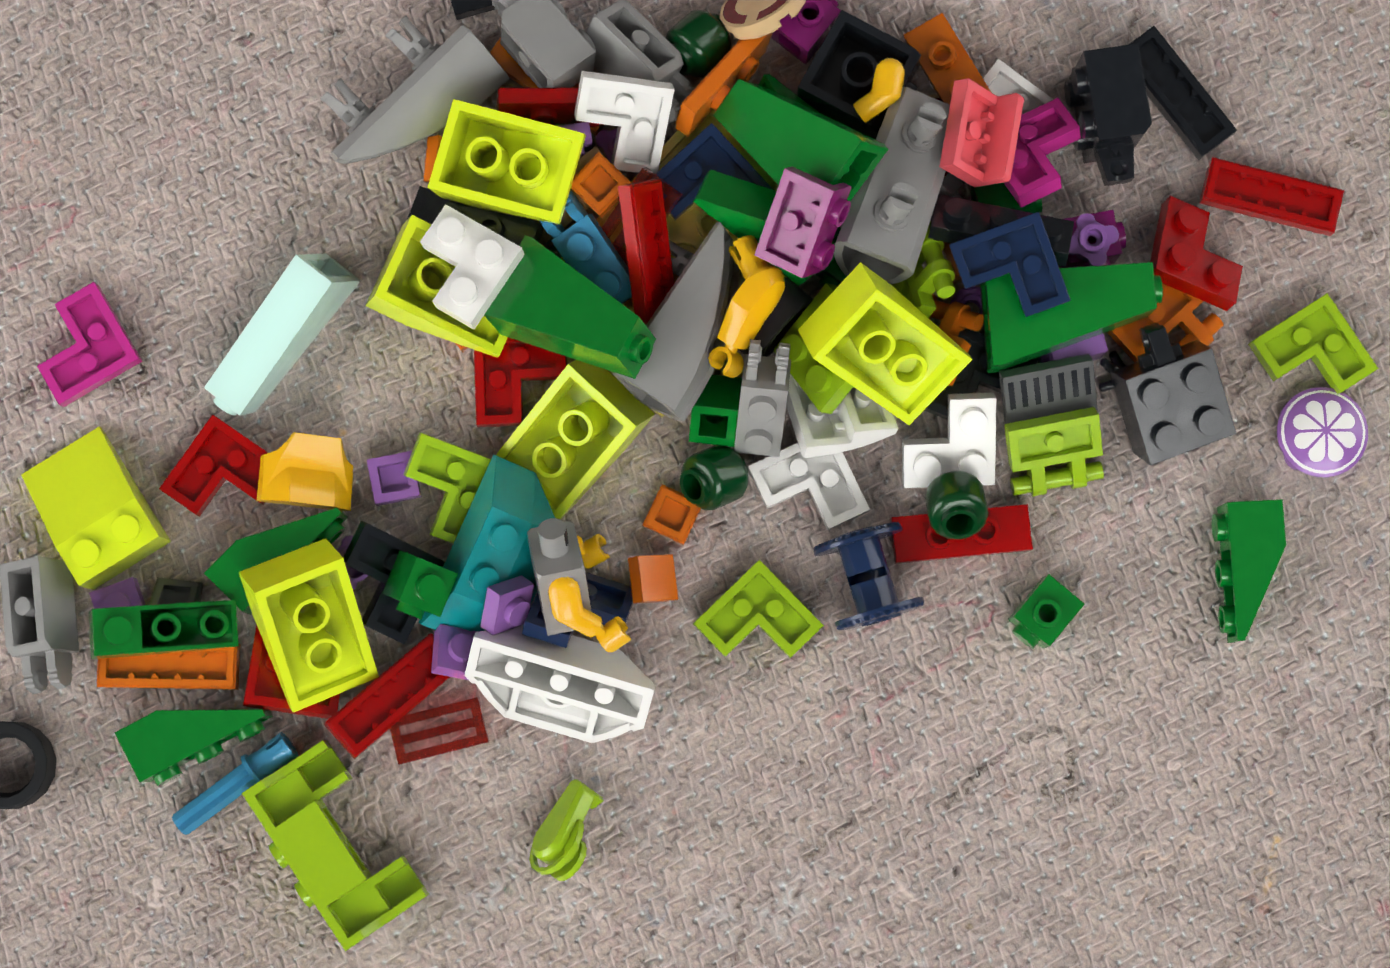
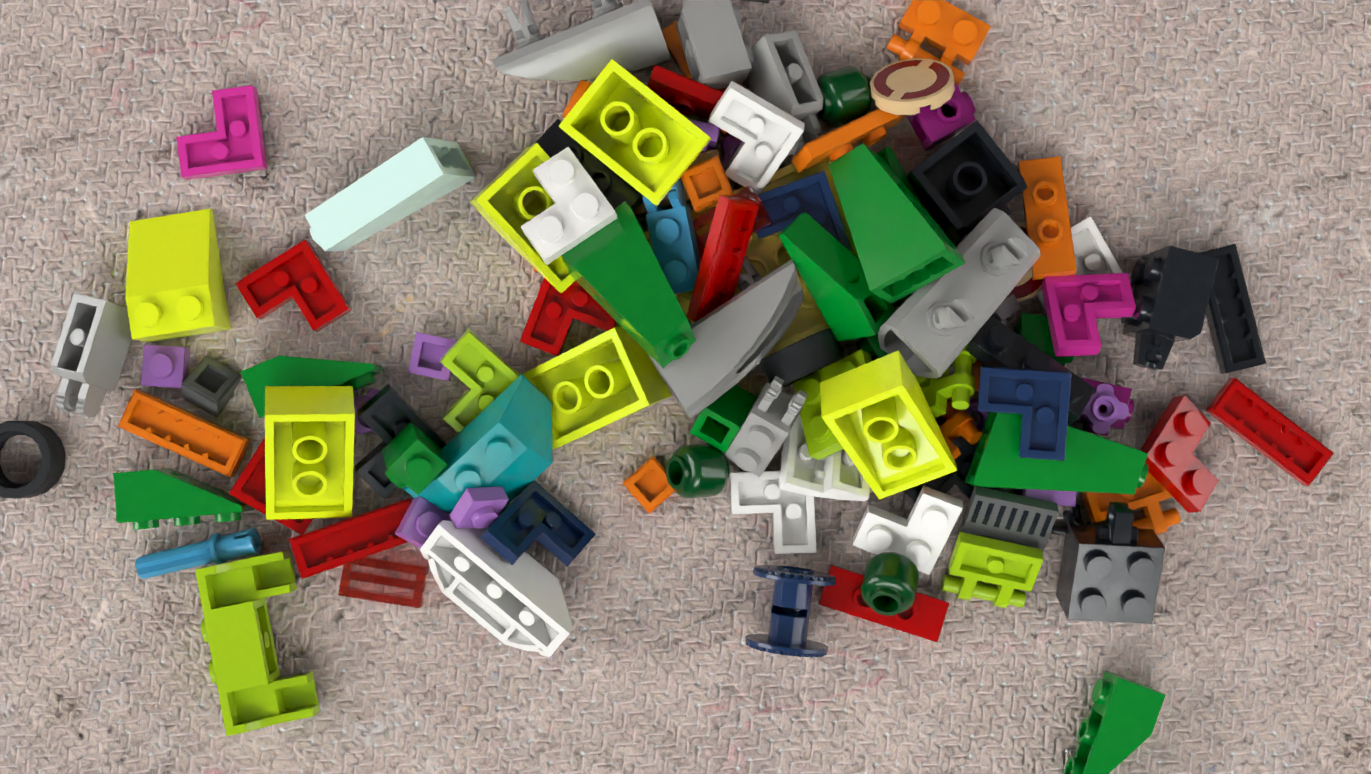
camera: 25 degrees right, 5 degrees up
(162, 628) = (184, 404): green slope -> none
(307, 473) = (361, 324): yellow slope -> none
(560, 835) = (444, 713): lime piece -> none
(562, 586) = (530, 513): torso -> none
(653, 578) = (611, 532): orange tile -> none
(748, 306) = (787, 346): yellow arm -> none
(762, 602) = (689, 588): lime plate -> none
(803, 223) = (863, 296): bracket -> none
(885, 89) = (983, 207): yellow arm -> none
(981, 134) = (1050, 280): coral bracket -> none
(1044, 613) = (924, 700): green brick -> none
(1317, 334) = (1257, 565): lime plate -> none
(1322, 432) = (1222, 647): dish -> none

